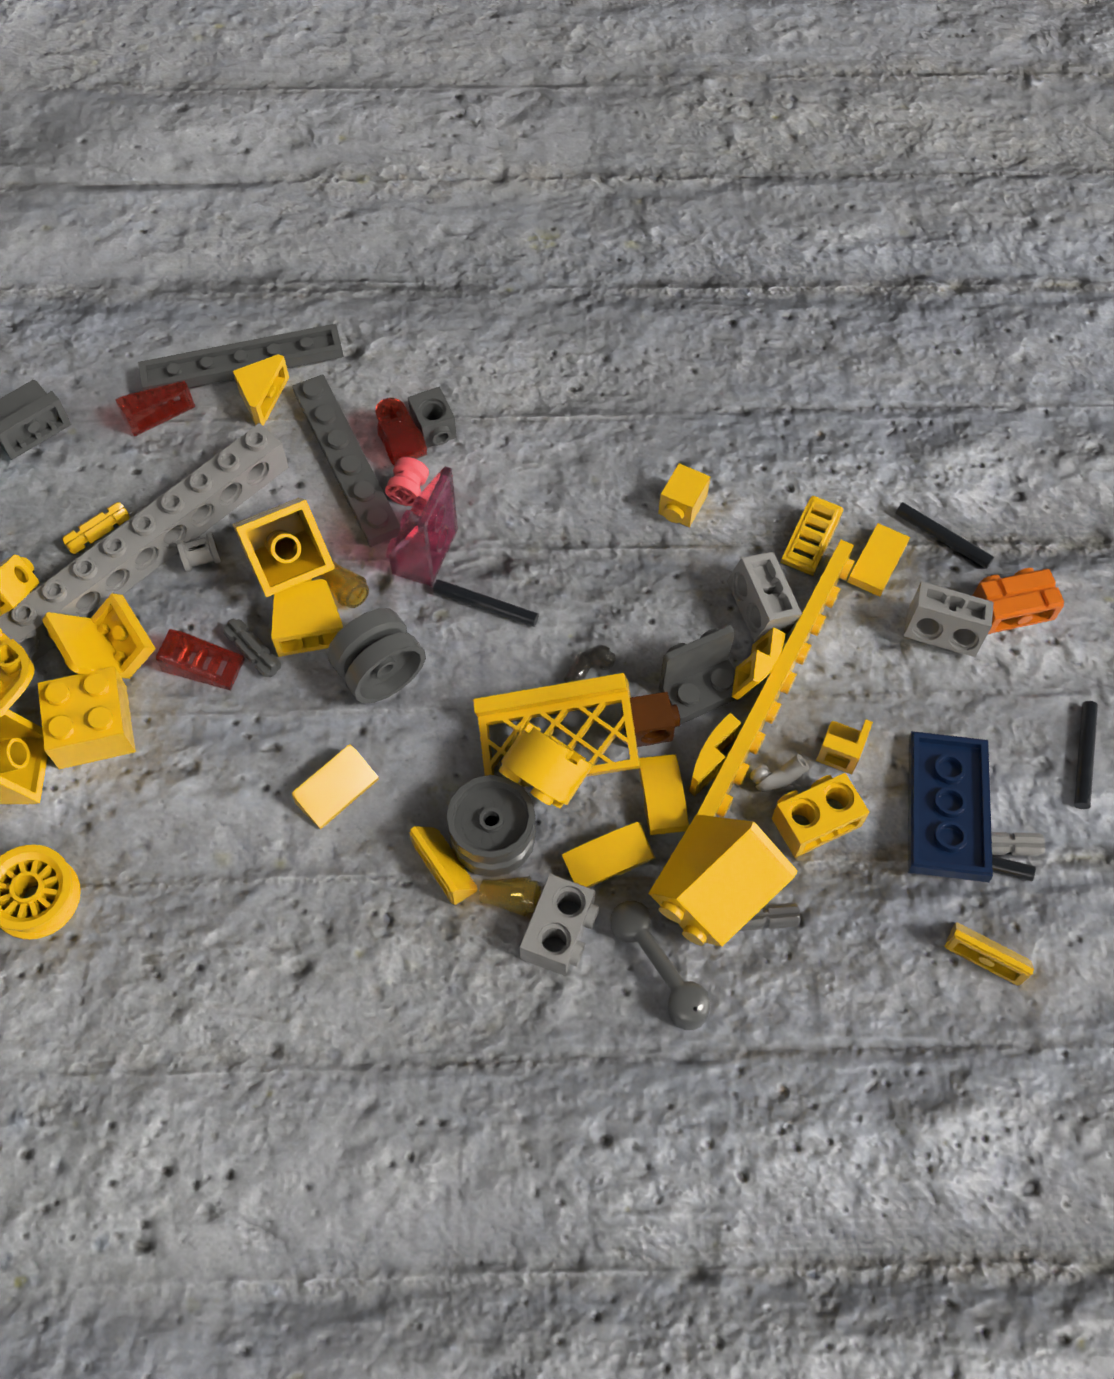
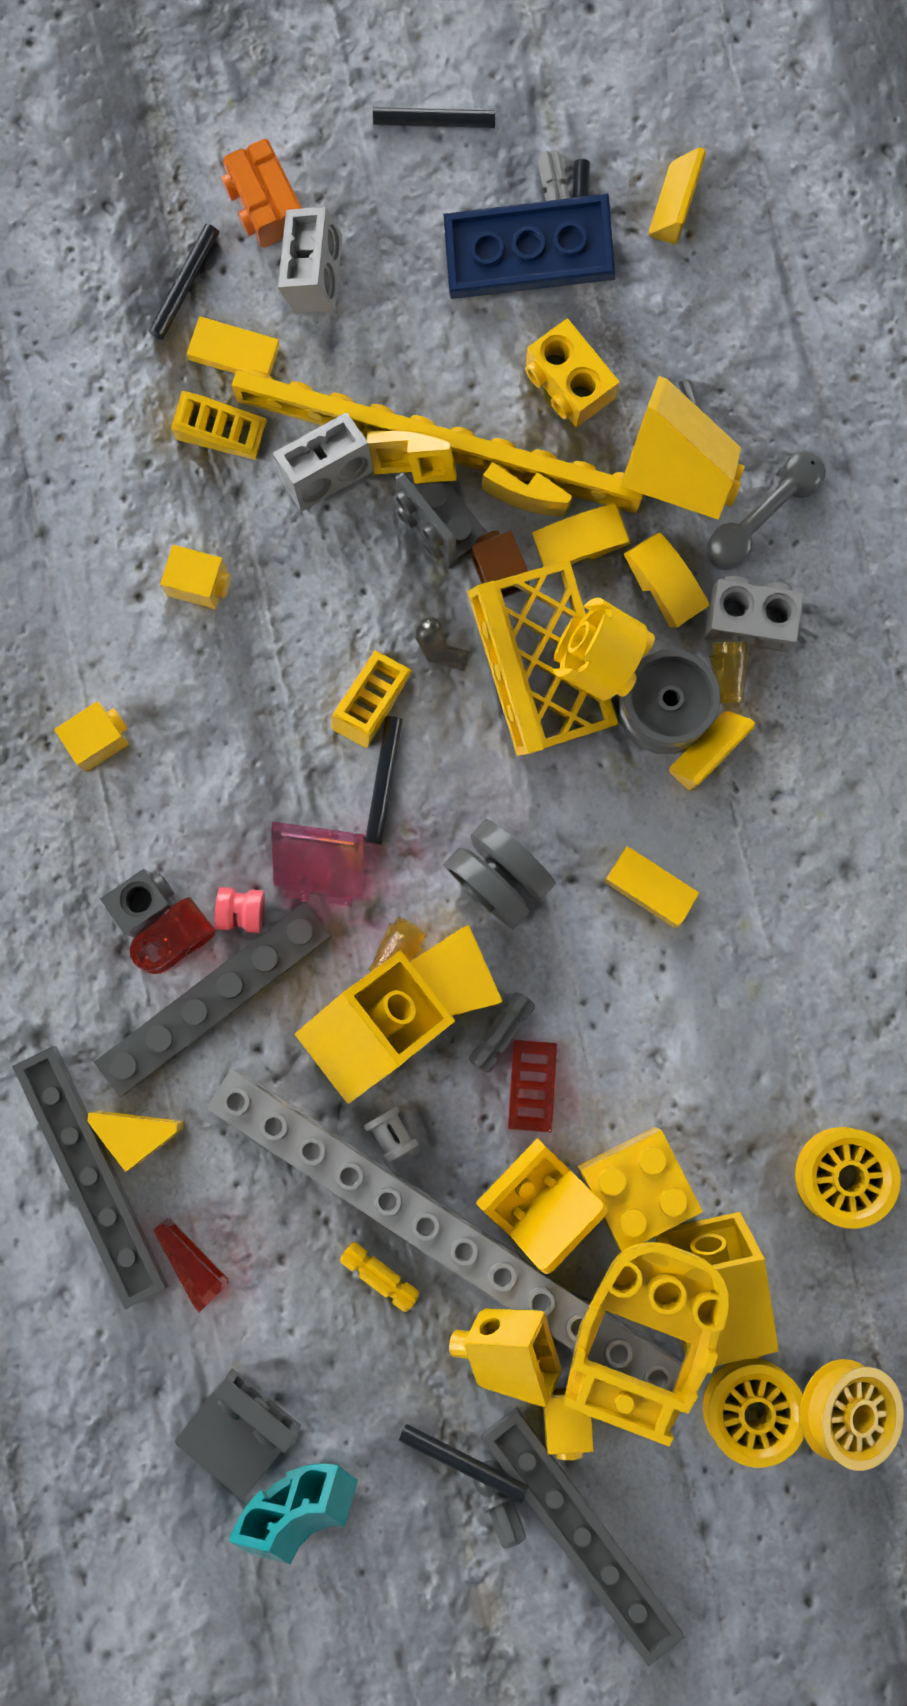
camera: 105 degrees left, 20 degrees up
(555, 587) = (365, 731): none -> yellow slope
(569, 409) = (93, 735): none -> yellow brick
(781, 777) = (540, 433): light grey arm -> none
(843, 746) = (480, 358): yellow panel -> none

